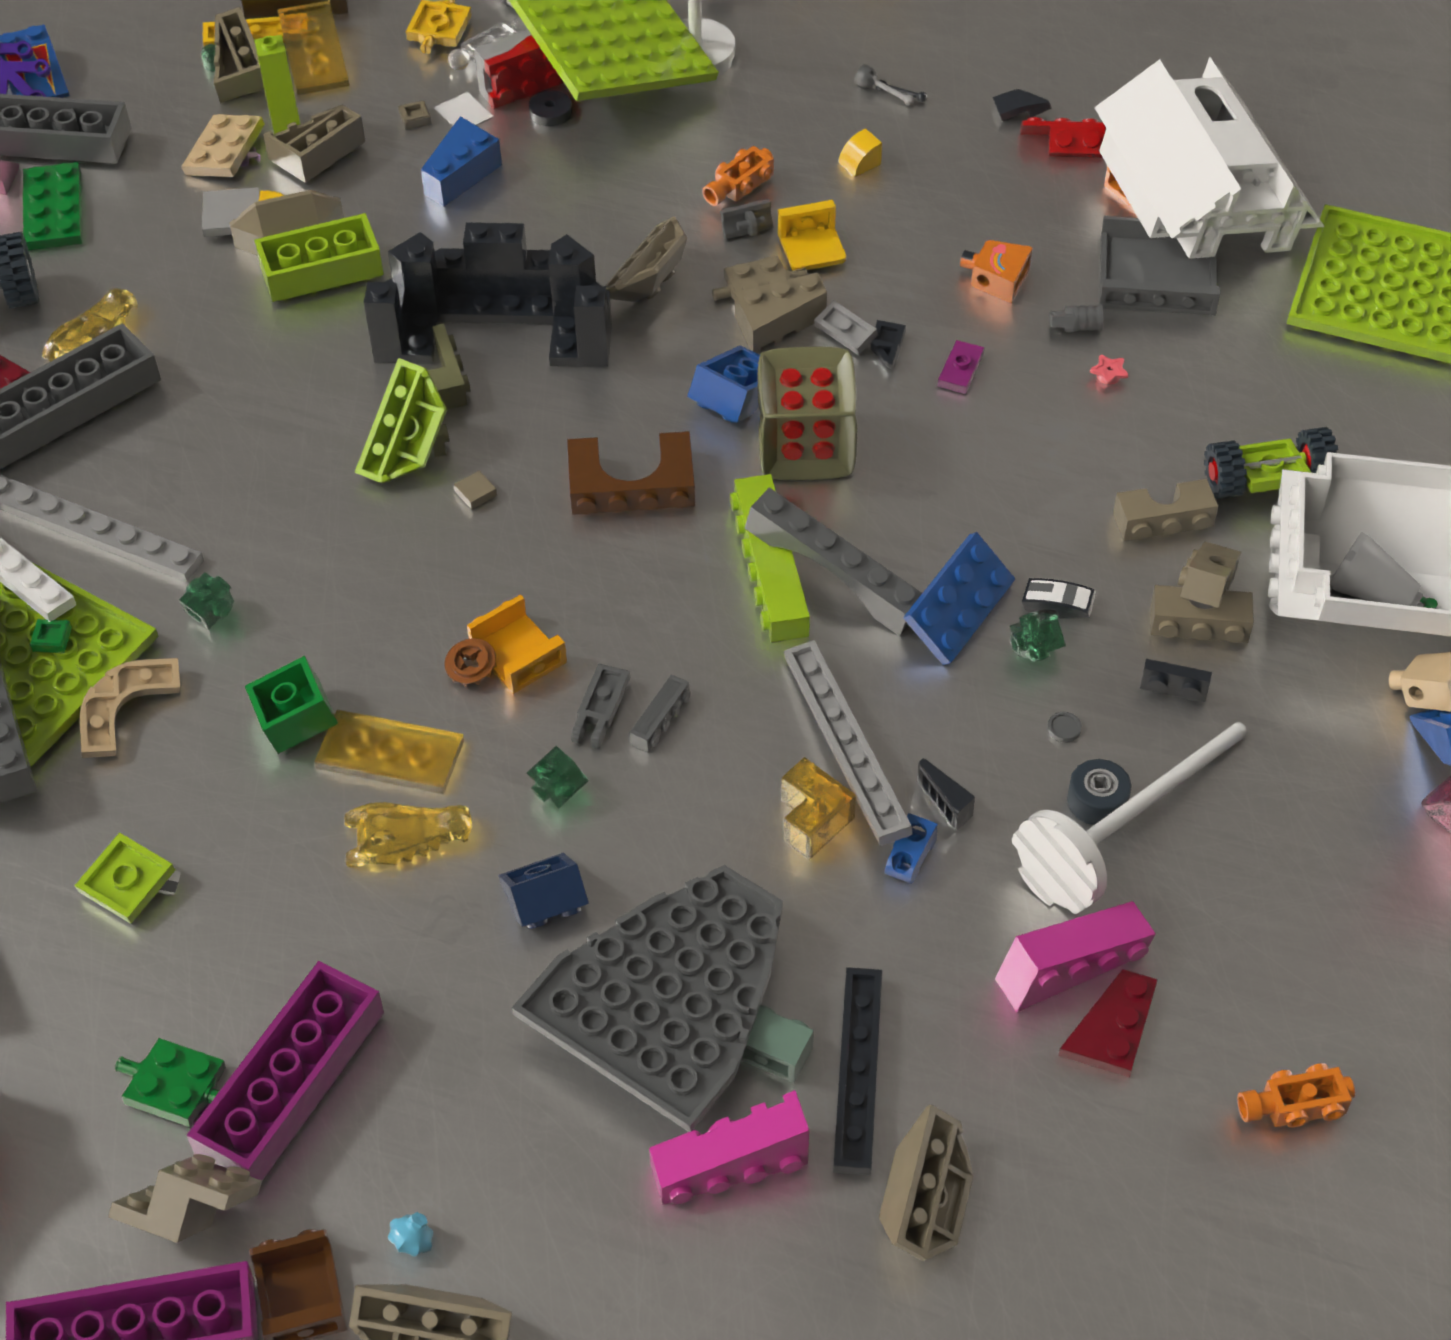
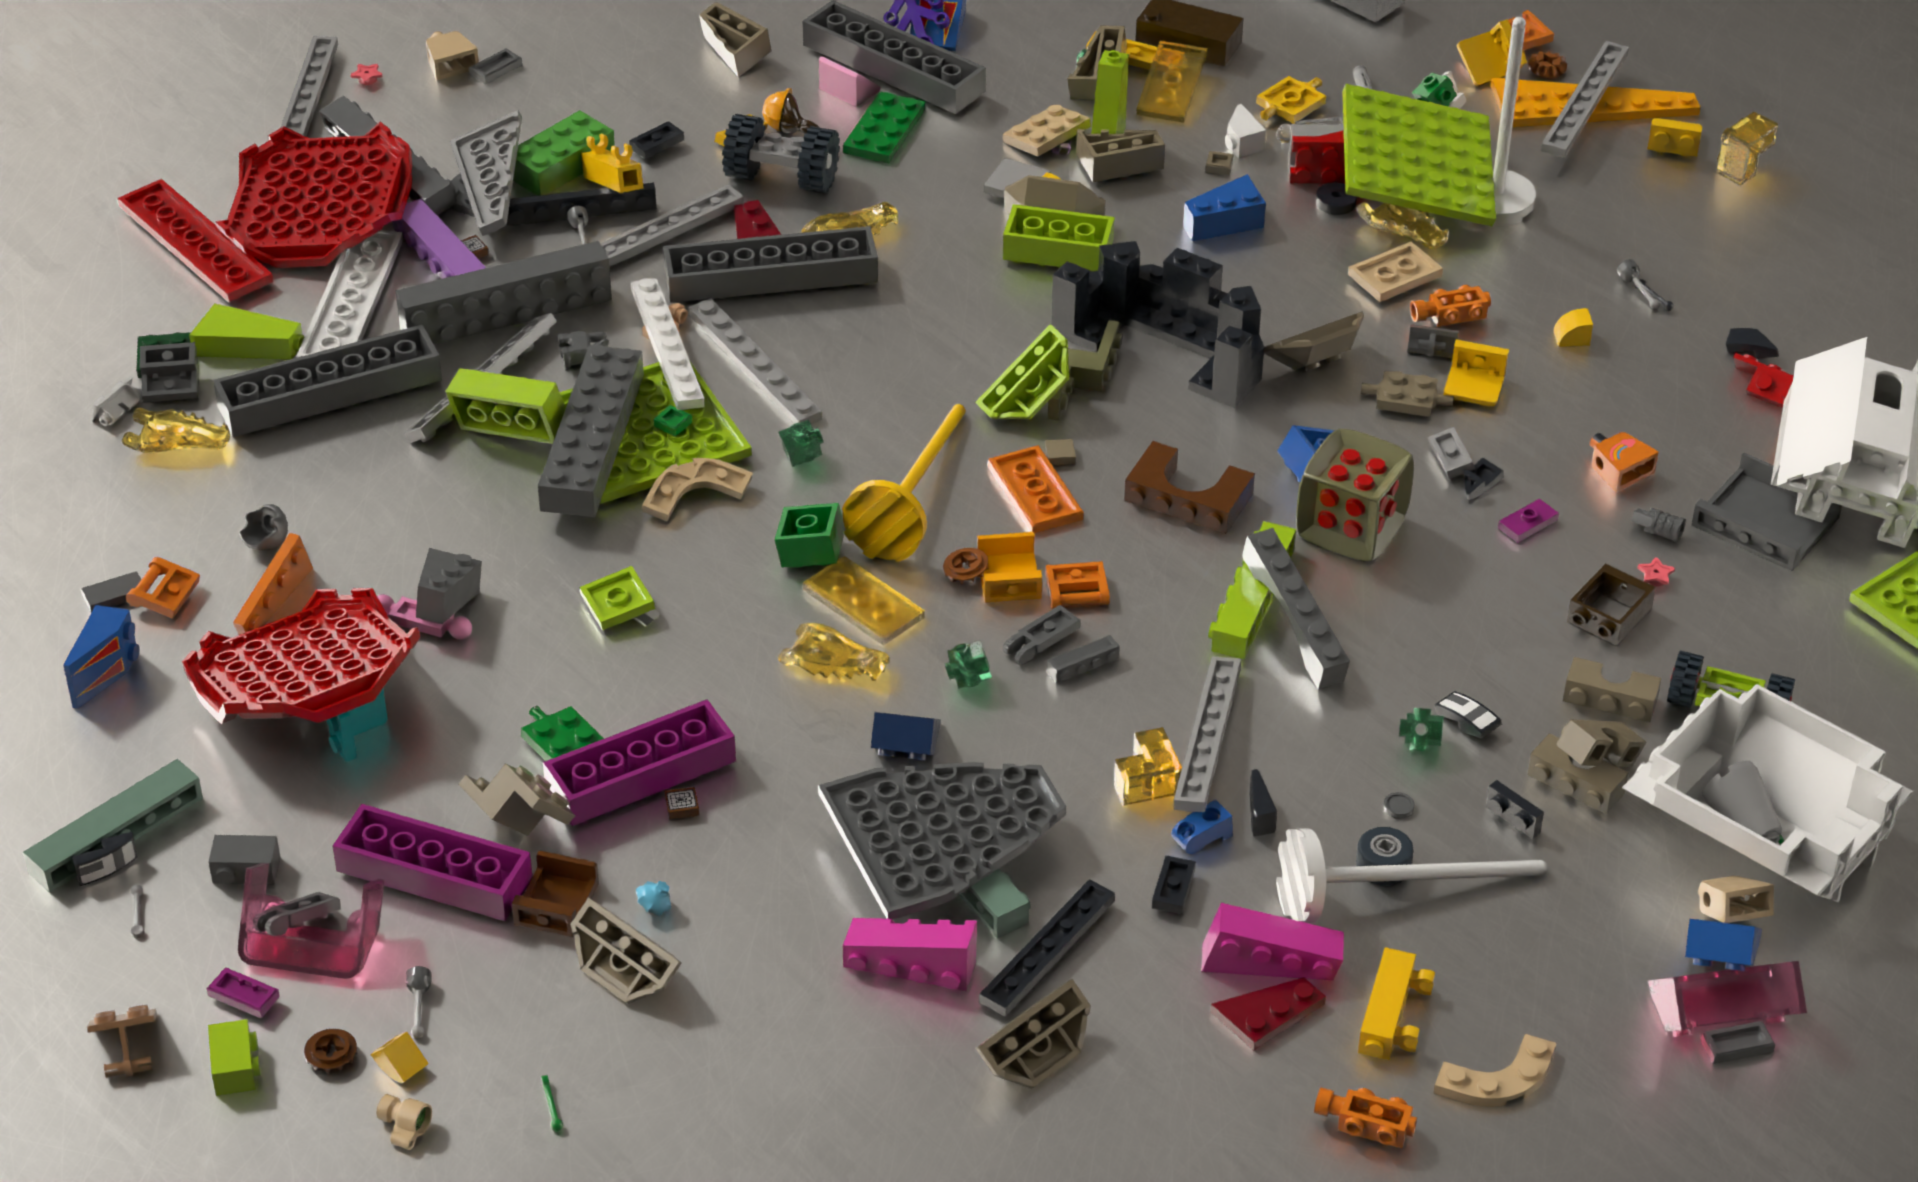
camera: 30 degrees right, 10 degrees down
(359, 1095) = (682, 803): none -> tile
(366, 648) = (886, 516): none -> yellow piece
(421, 74) = (1244, 133): none -> white slope
(464, 106) = (1264, 175): white sticker -> none
(478, 542) = (1035, 489): none -> orange tile
(593, 623) = (1077, 578): none -> orange plate
(635, 107) = (1405, 222): none -> clear yellow animal
(660, 161) = (1395, 271): none -> tan plate
(779, 308) = (1405, 415): dark tan wedge -> none
(927, 928) = (1173, 884): none -> black plate
(959, 598) = (1380, 677): blue plate -> none
(1117, 402) = (1610, 582): none -> dark brown window
(1221, 958) = (1387, 1002): none -> yellow brick
(1380, 992) = (1498, 1087): none -> tan plate

